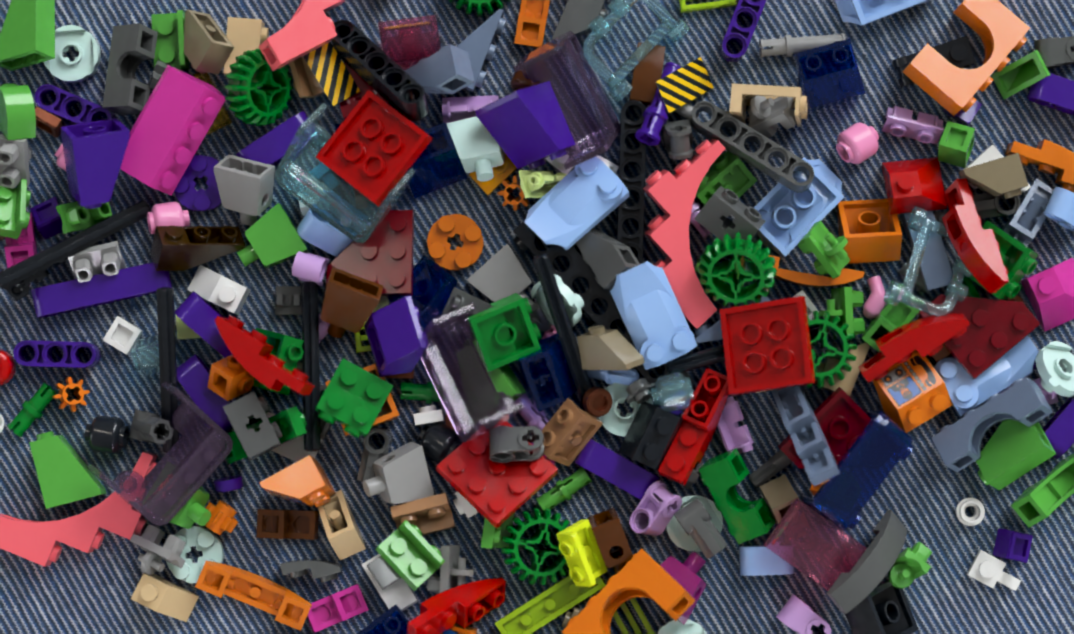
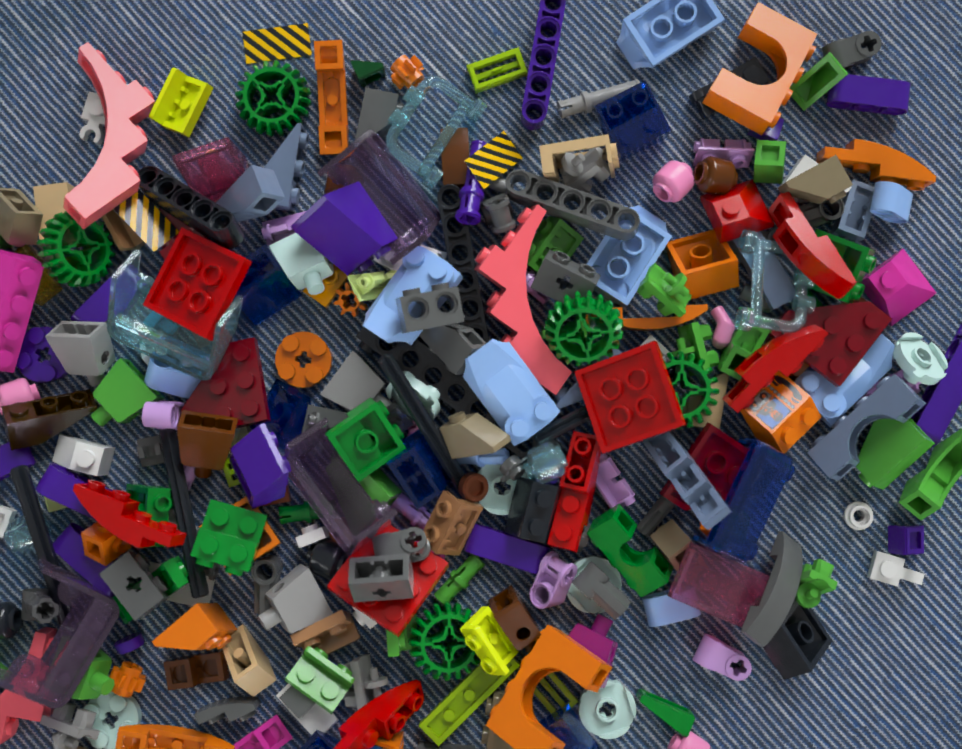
camera: 15 degrees left, 0 degrees up
(493, 466) = (381, 578): none -> dark grey brick
(592, 226) = (430, 315): none -> dark grey brick
(899, 147) = (715, 175): none -> reddish brown head

